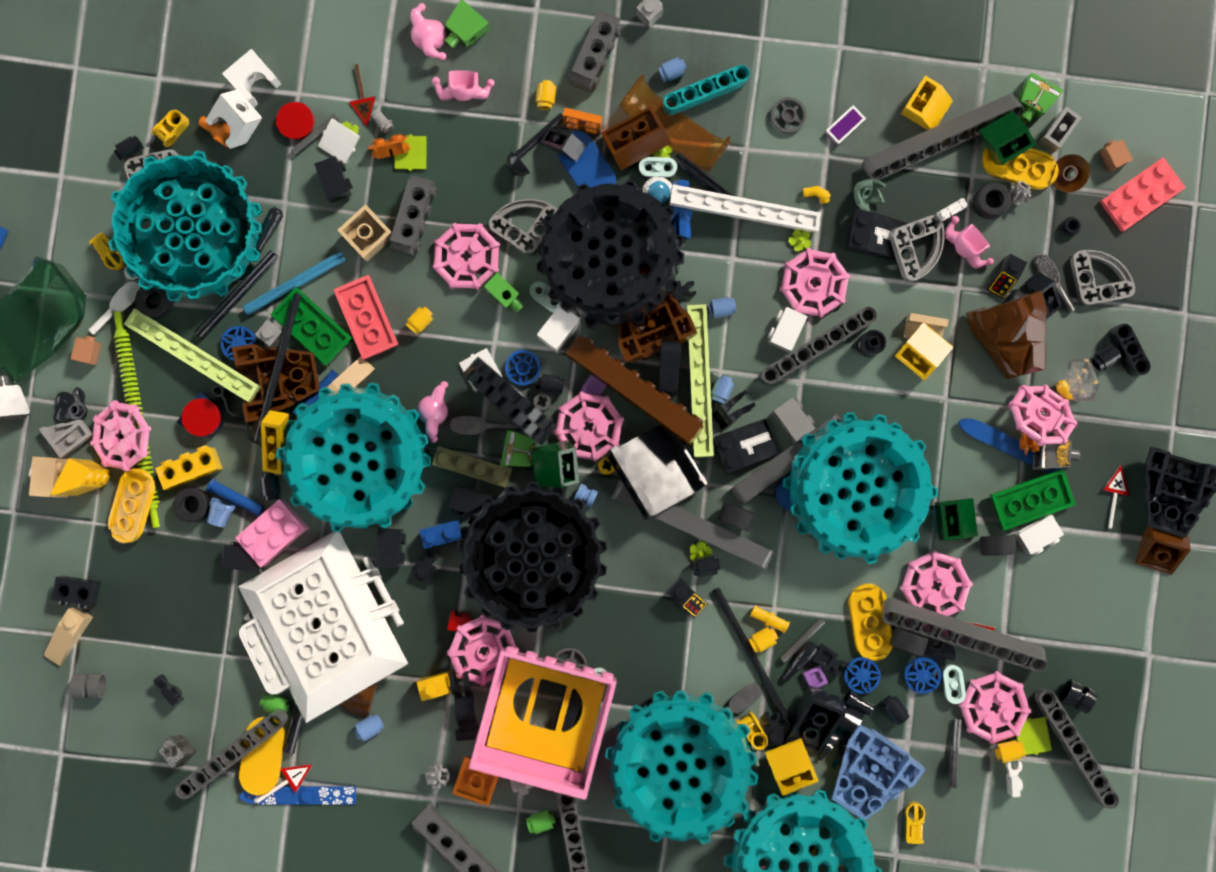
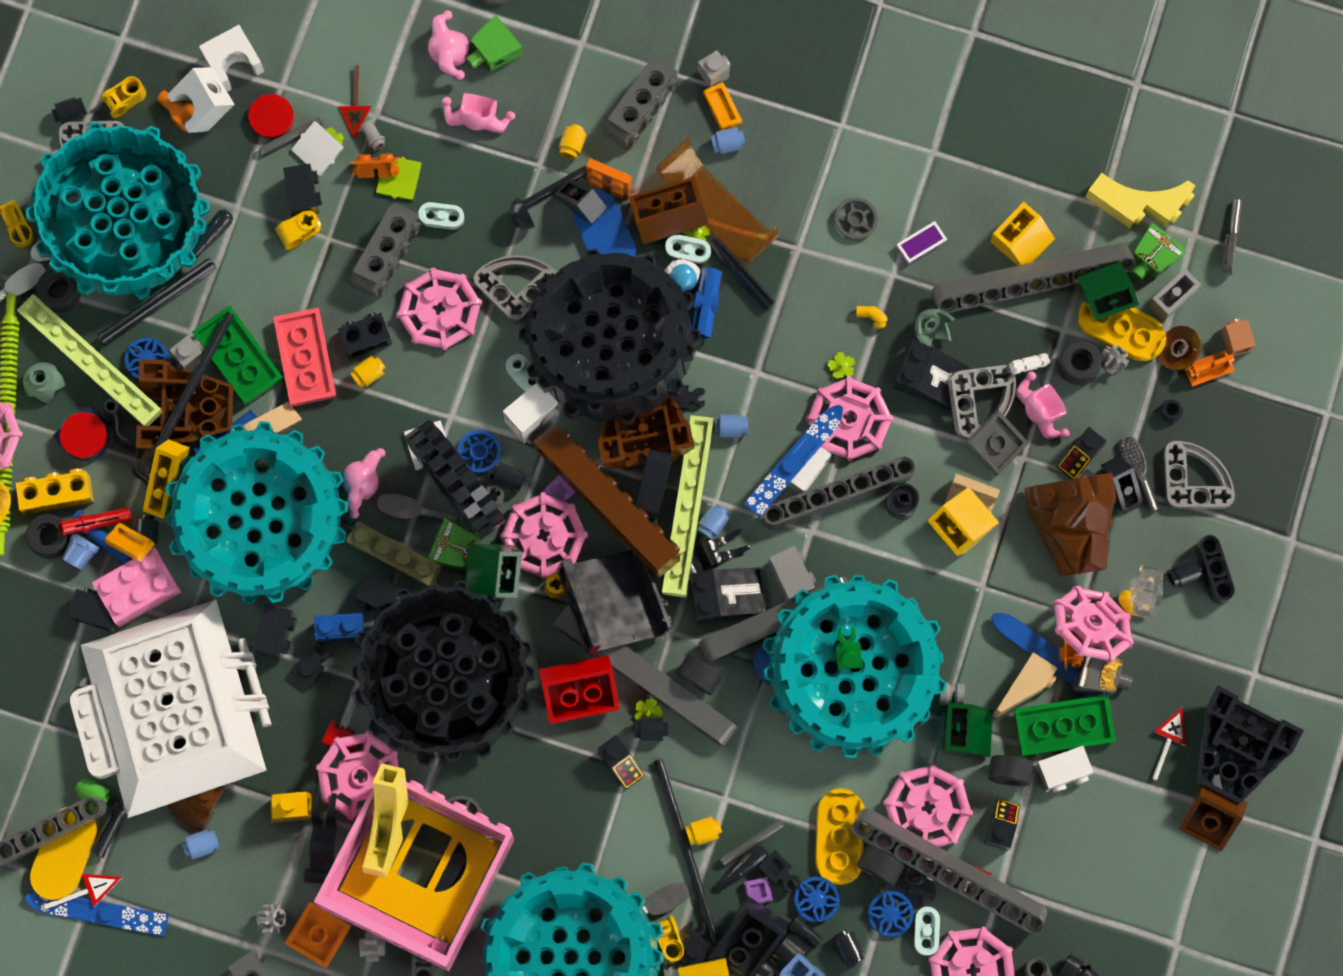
camera: 10 degrees right, 10 degrees down
(166, 378) = (42, 390): none -> sand green piece
(219, 490) = (82, 523): none -> red pin
(257, 499) = (129, 542): none -> light orange tile
(296, 281) = (234, 299): dark azure axle -> none
(336, 214) = (295, 230): none -> yellow piece
(365, 233) = (326, 259): tan brick -> none
(413, 295) = (367, 342): none -> black brick
(452, 178) = (442, 214): none -> light aqua plate
(497, 286) = (466, 350): bright green torso -> none
(515, 698) = (389, 808): none -> light yellow arch
(586, 495) = (526, 617): medium blue wheel -> none
(643, 548) = (579, 689): none -> red brick
(661, 41) = (722, 106): none -> light orange tile
(711, 83) = (754, 178): teal beam -> none
(744, 208) = (781, 315): white plate -> none
(769, 619) = (716, 808): yellow pin -> none
(779, 327) = (794, 460): none -> blue piece
(856, 479) = (848, 651): none -> green plate
(937, 280) = (996, 442): none -> dark grey tile
(943, 492) = (952, 694): none -> light grey wheel
(998, 588) = (1003, 825): none -> black slope
(999, 469) = (1029, 683): none -> tan slope
(1011, 60) = (1132, 205): none -> light yellow arch
(1096, 74) = (1230, 241): none -> flat silver piece
(1097, 184) = (1210, 368): none -> orange hinge
(1142, 194) = (1264, 390): coral plate -> none

